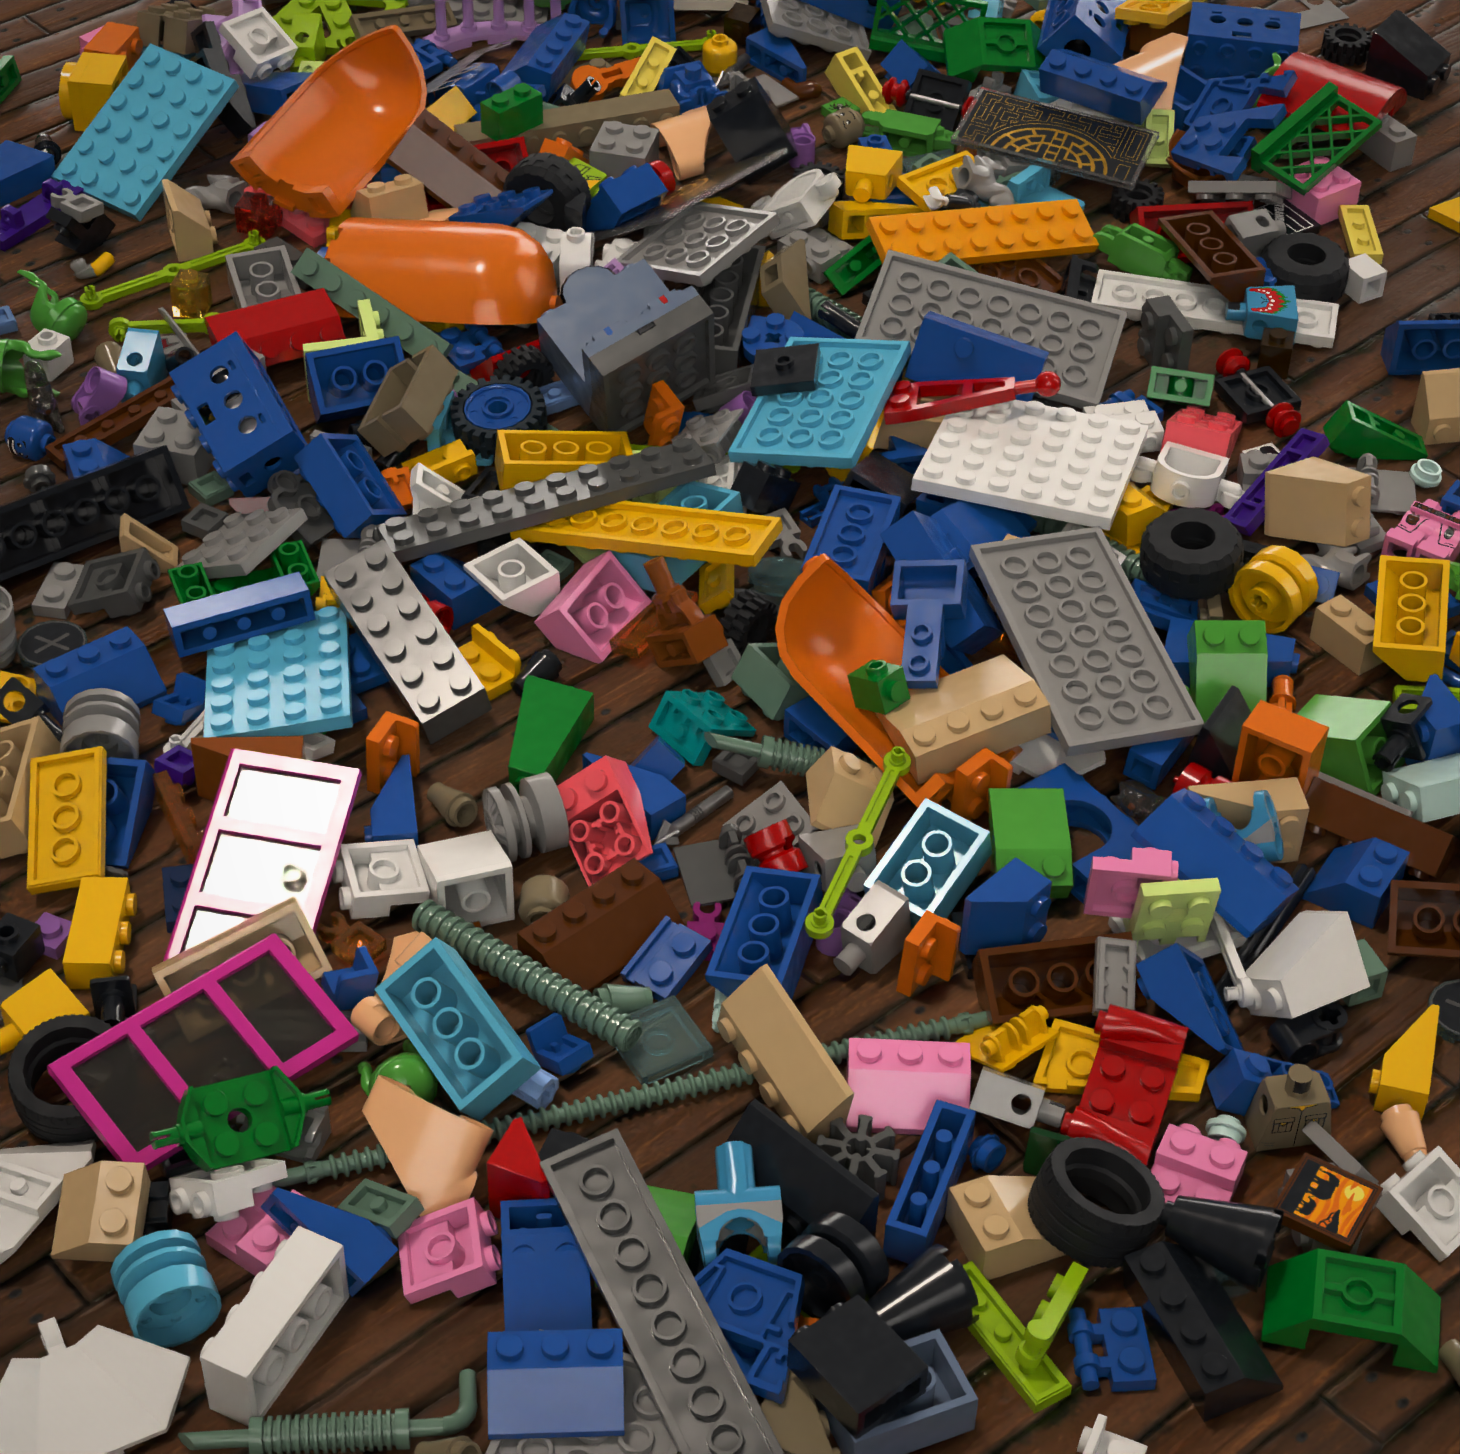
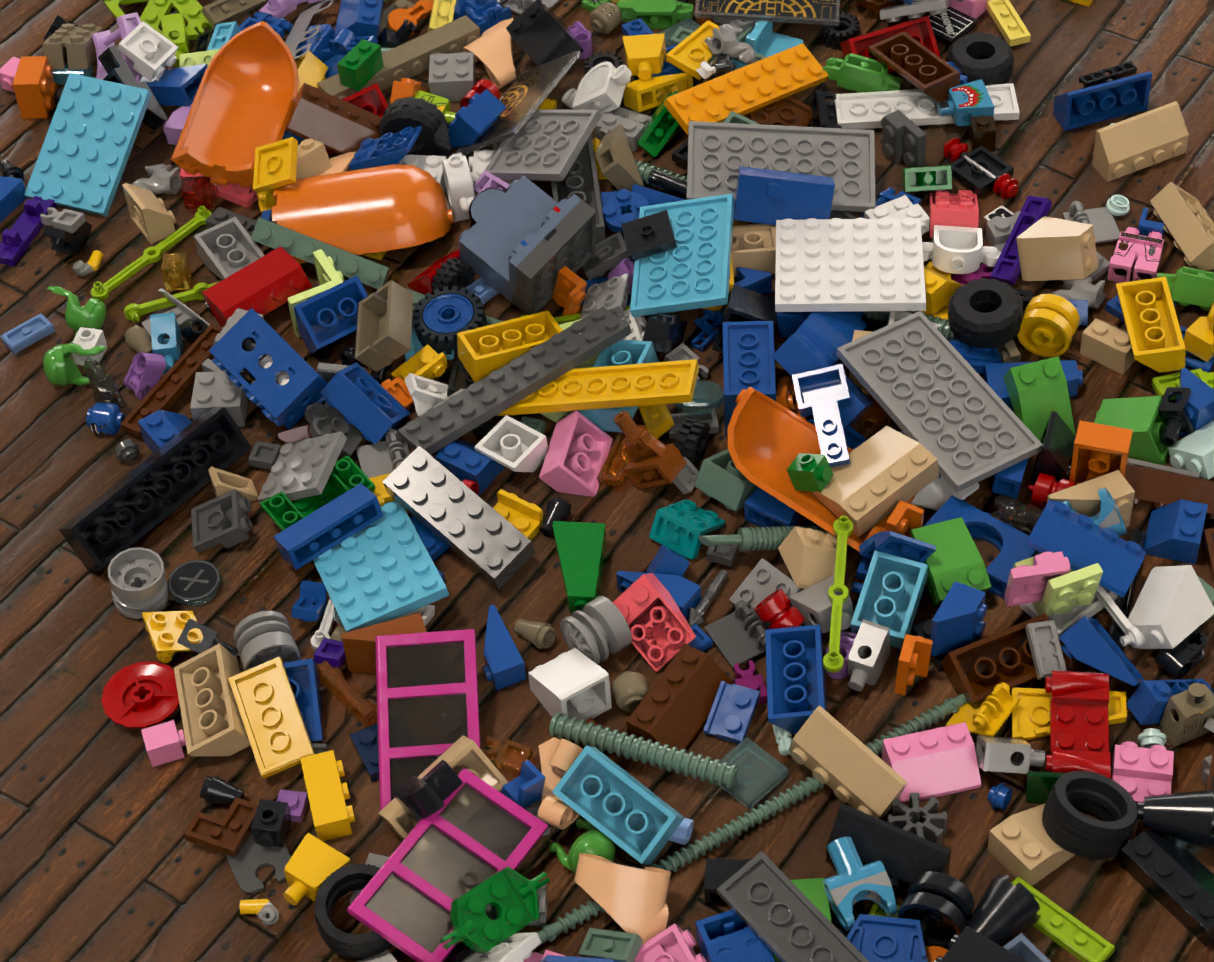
camera: 10 degrees left, 5 degrees up
(57, 590) = (179, 536): light grey plate -> none
(88, 85) = (29, 115): yellow piece -> none
(110, 662) = (243, 592): blue slope -> none
(114, 998) = (361, 846): black bracket -> none
(210, 488) = (256, 427): sand green tile -> none
(212, 947) = (426, 795): none -> black brick
(352, 193) = (275, 165): none -> yellow plate
(379, 876) = (510, 702): white plate -> none
(386, 744) = (480, 596): orange bracket -> none
(465, 354) = (401, 272): blue plate -> none
(515, 1169) = (698, 897): red slope -> none
(556, 1048) = (683, 798): blue bracket -> none
(625, 997) = (714, 748): sand green cone -> none
(905, 397) = (808, 218): red plate -> none
(925, 1188) = (973, 829): blue brick -> none
(960, 799) = (897, 545): none -> blue slope
(1050, 1316) = (1087, 901): lime plate -> none
(1125, 1349) = (1138, 909): blue plate -> none
(1255, 229) = (939, 39): light grey torso -> none
(1283, 693) = (1079, 407): orange axle -> none
(1360, 431) = (1069, 185): green slope -> none
(1365, 279) = (1025, 58): white brick -> none

